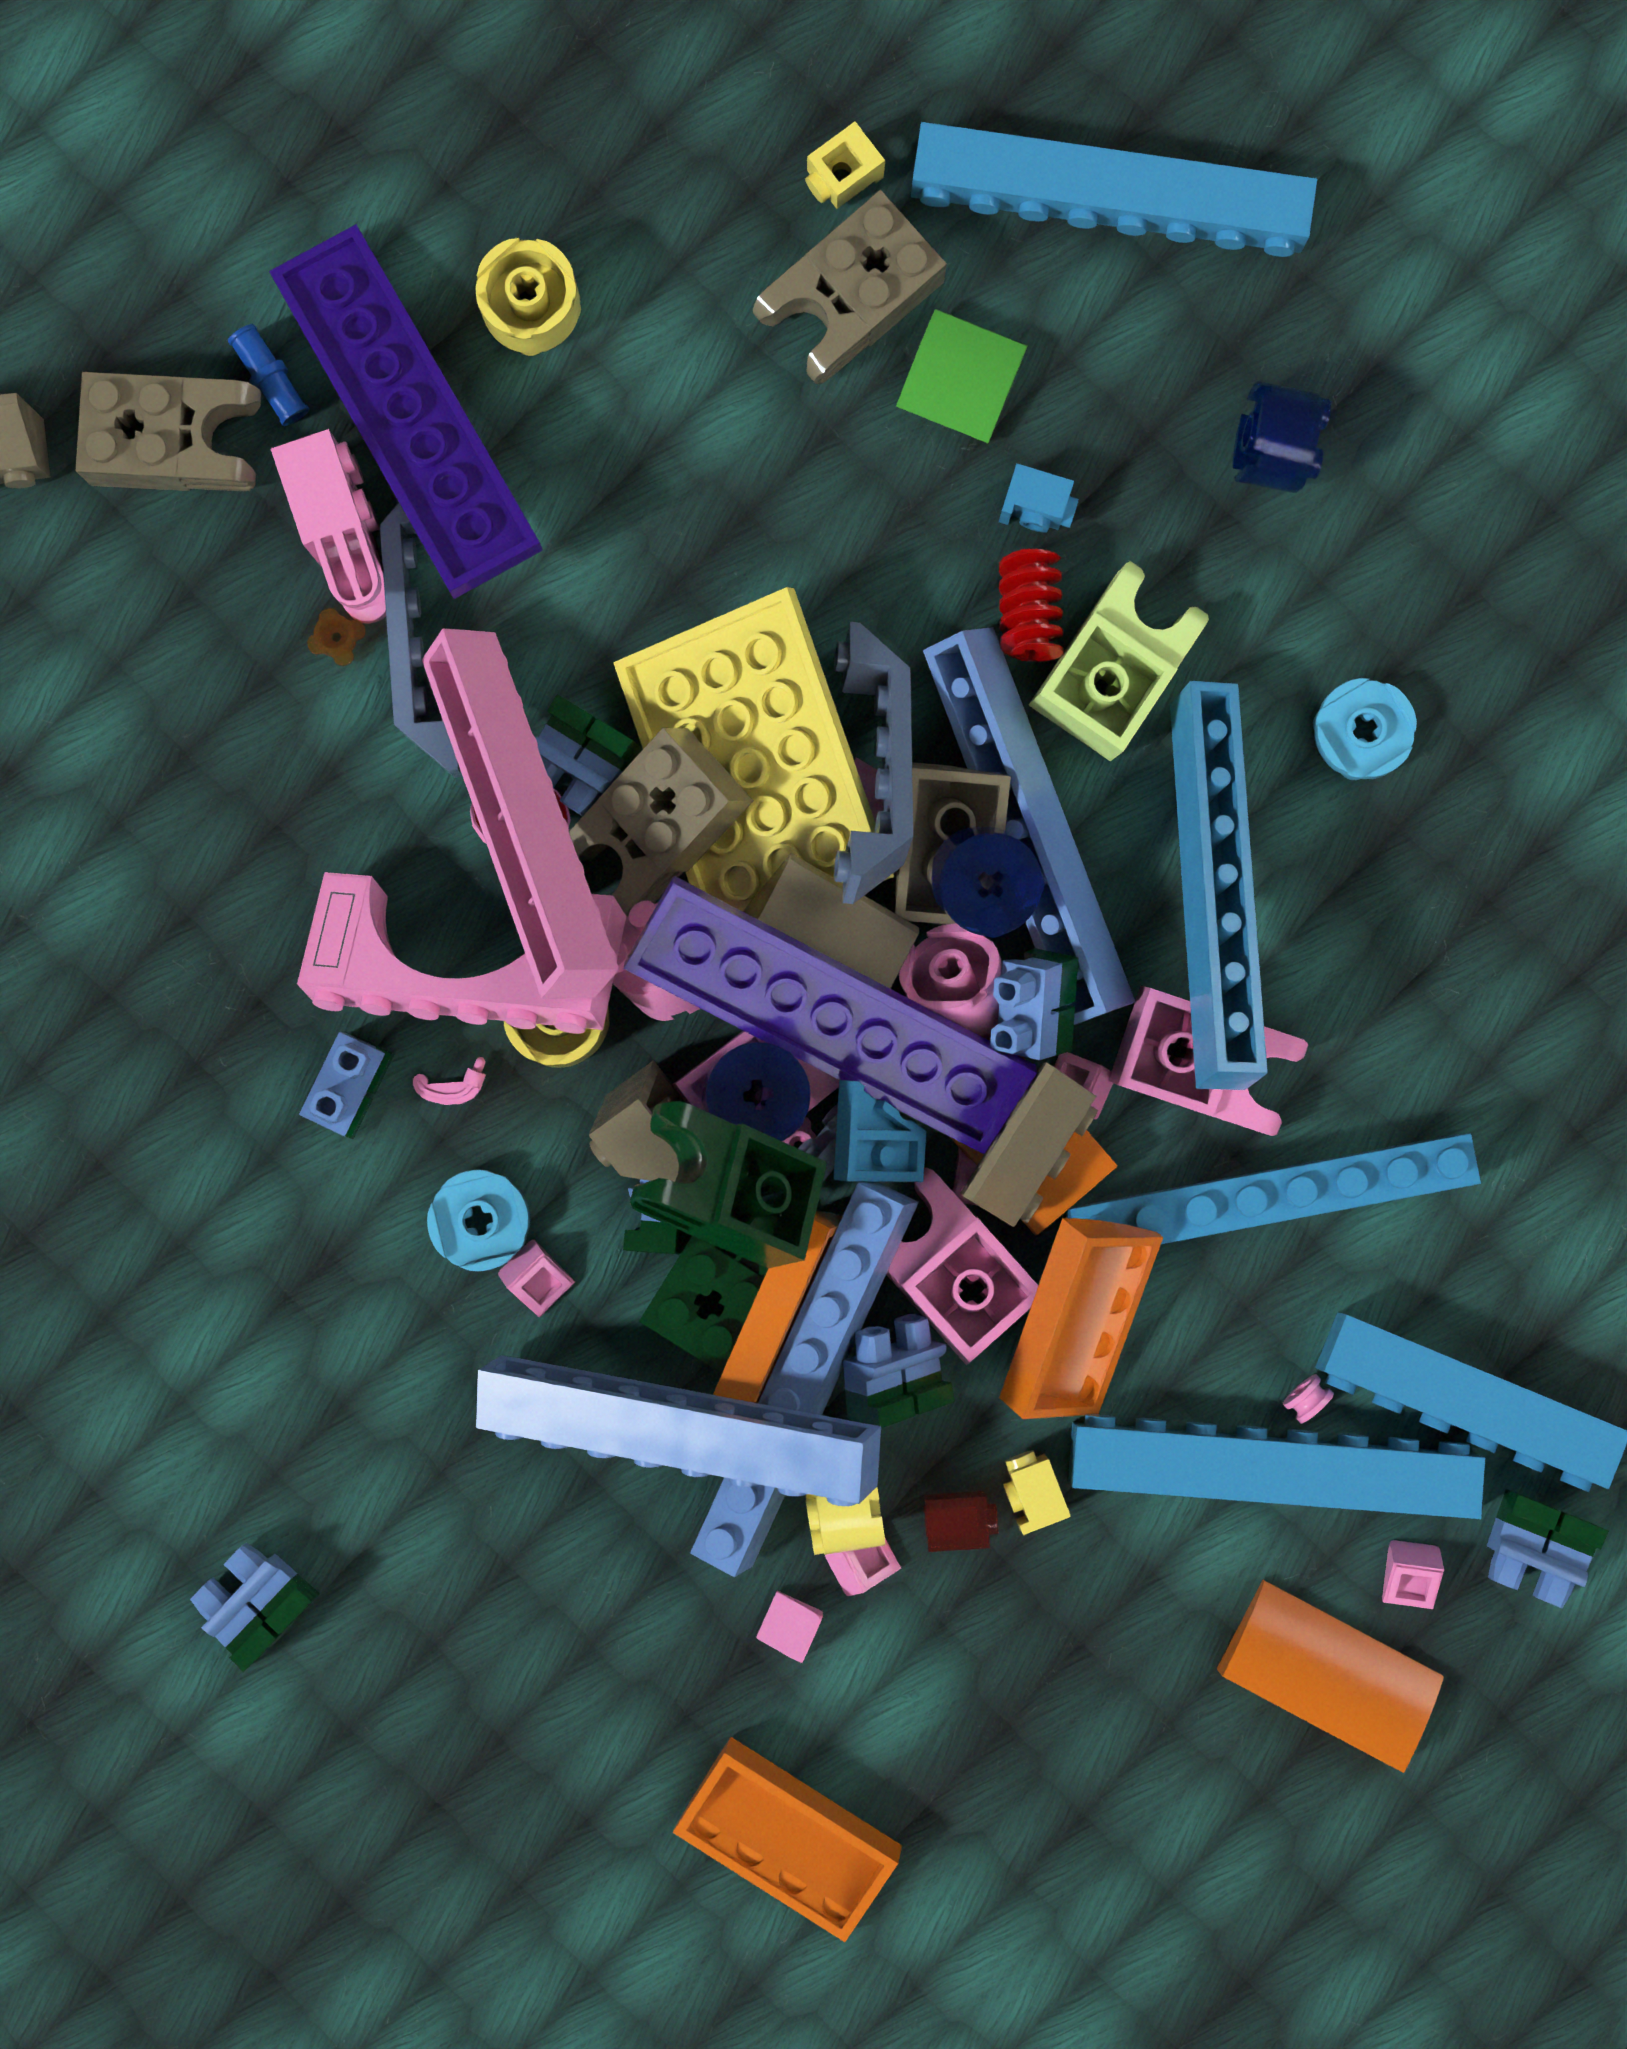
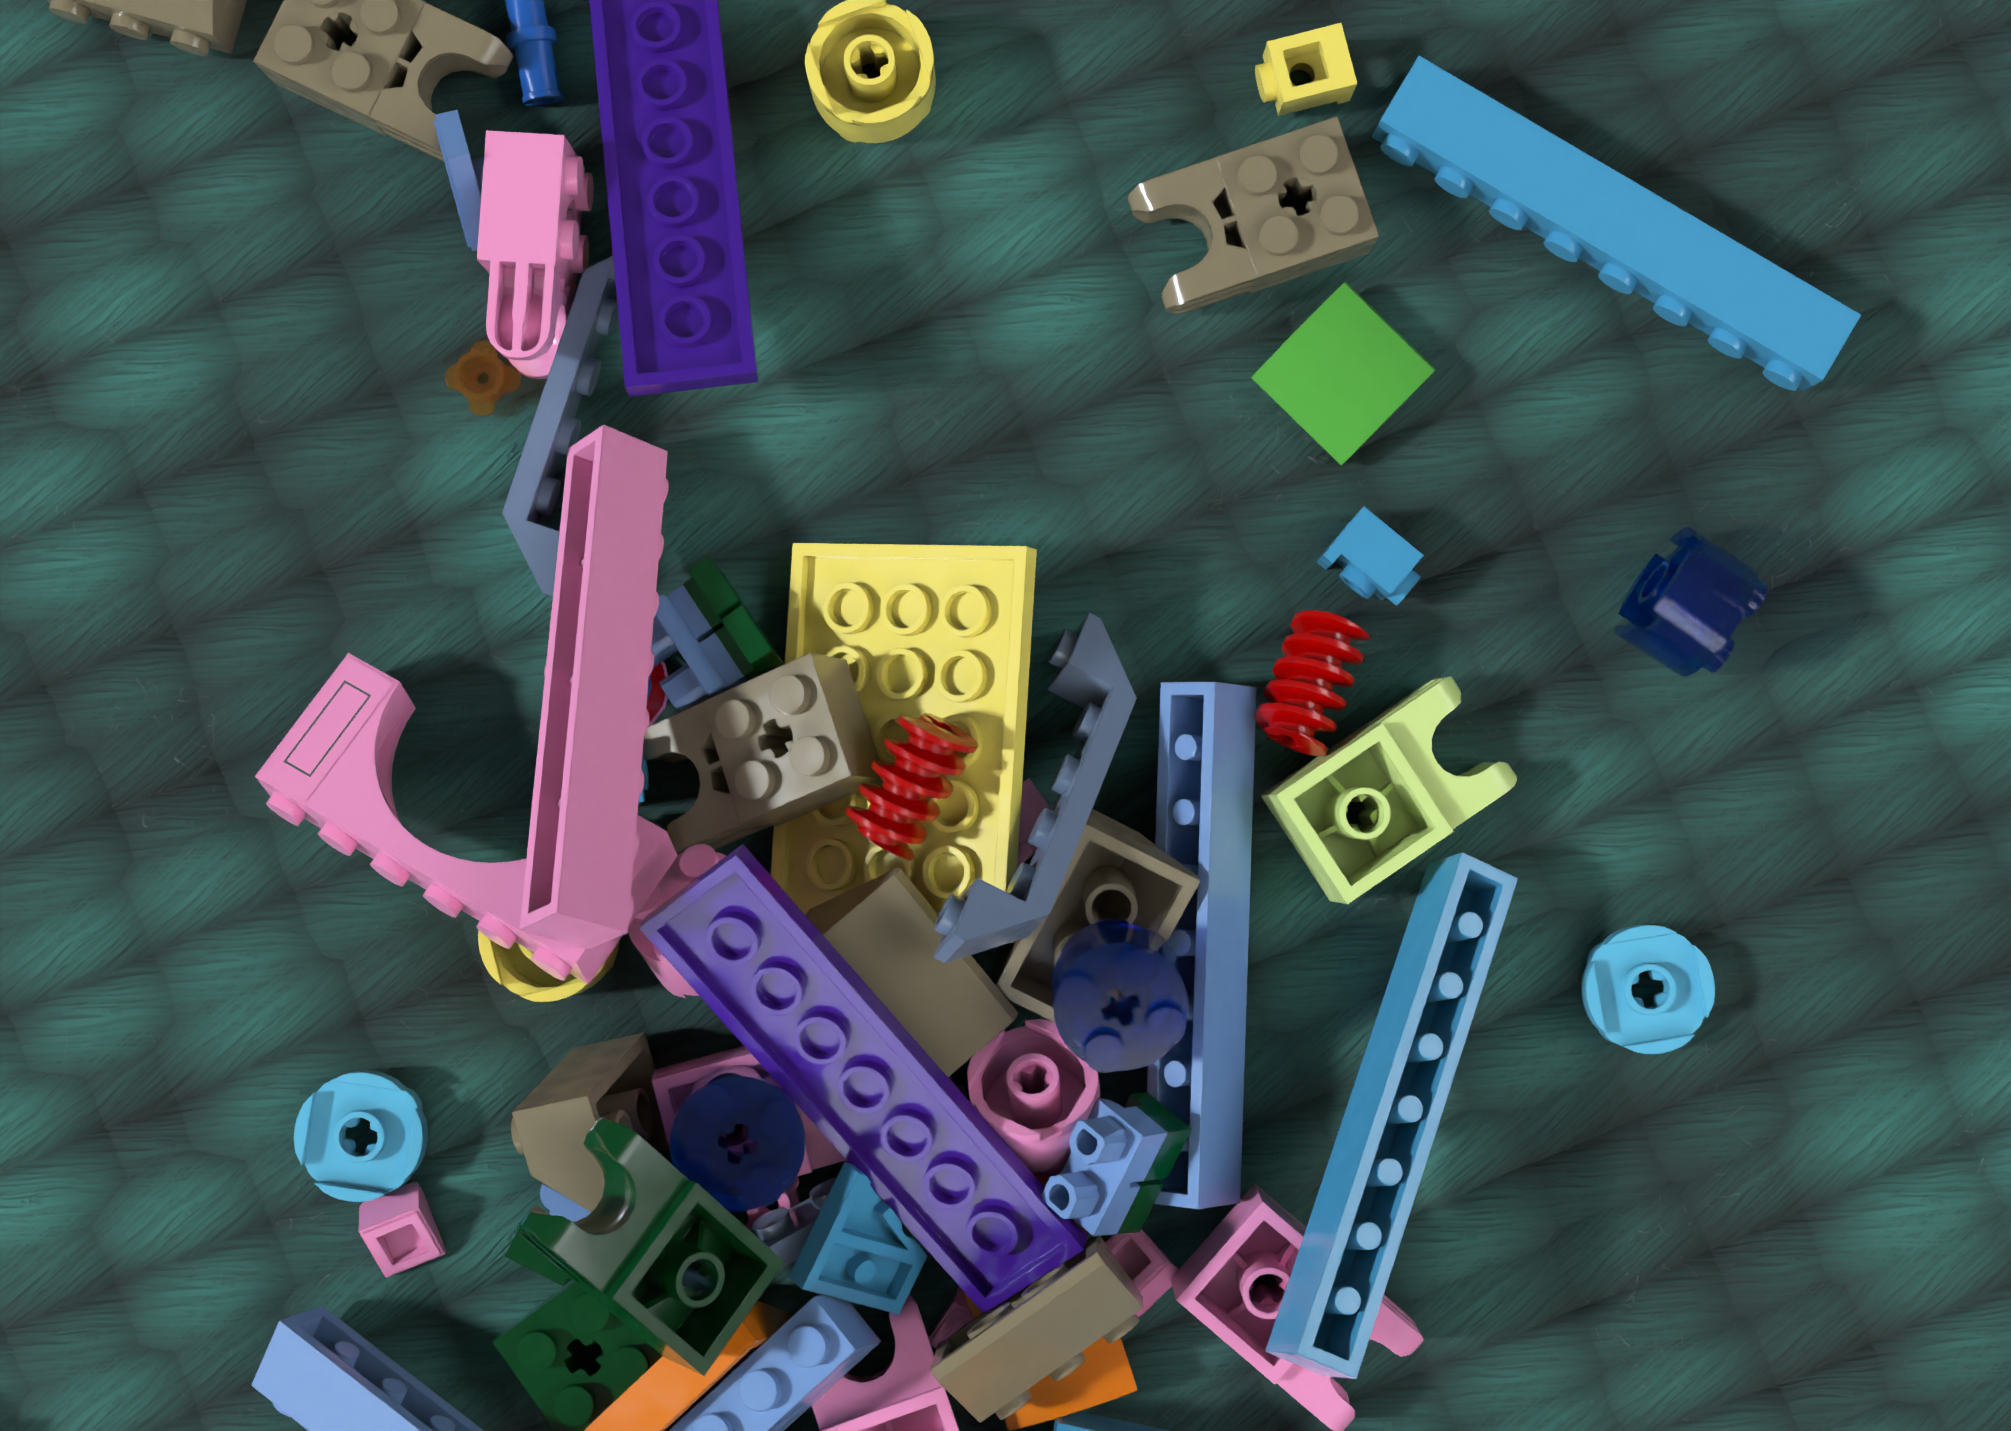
camera: 25 degrees right, 0 degrees up
(266, 493) = (463, 173): none -> medium blue plate
(340, 1088) = (262, 915): medium blue hips -> none
(452, 1092) = (394, 969): bright pink piece -> none
(773, 790) = (911, 783): none -> red piece

